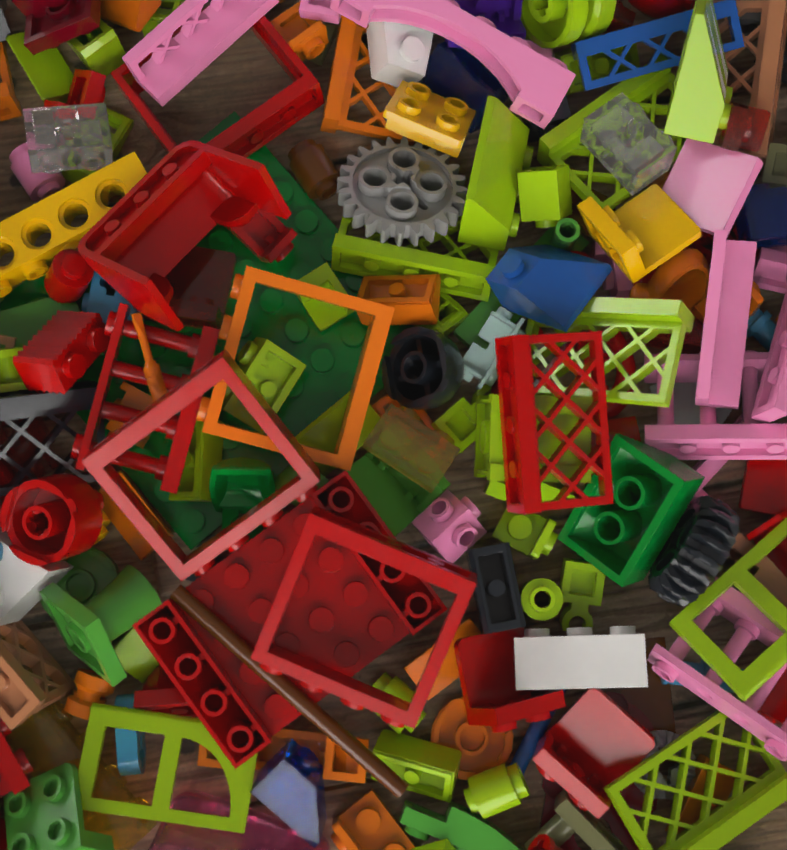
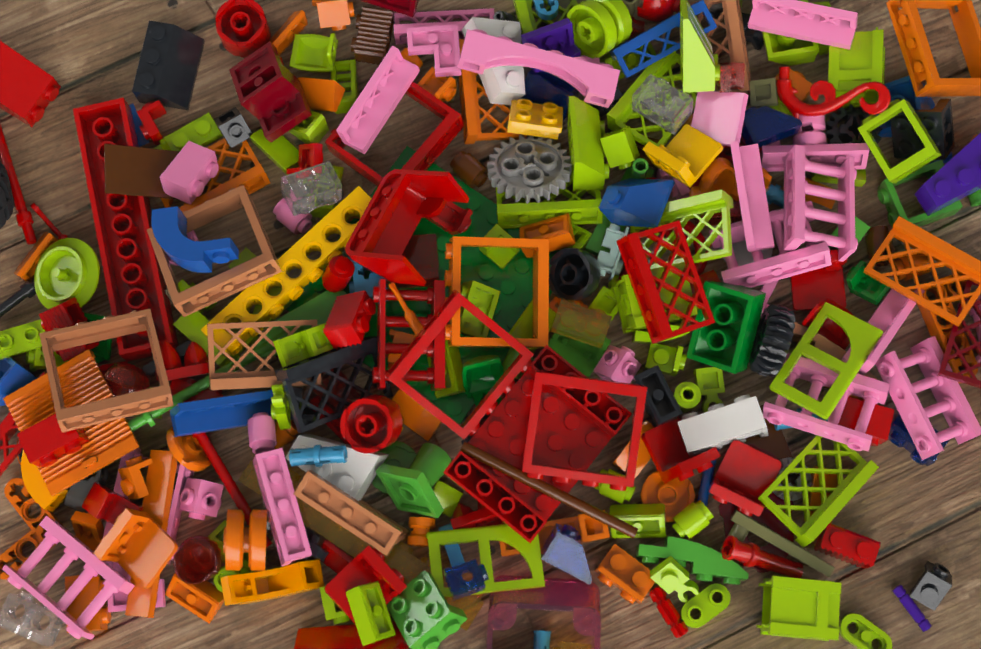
camera: 15 degrees left, 5 degrees down
(103, 797) = (458, 586): none -> clear blue brick

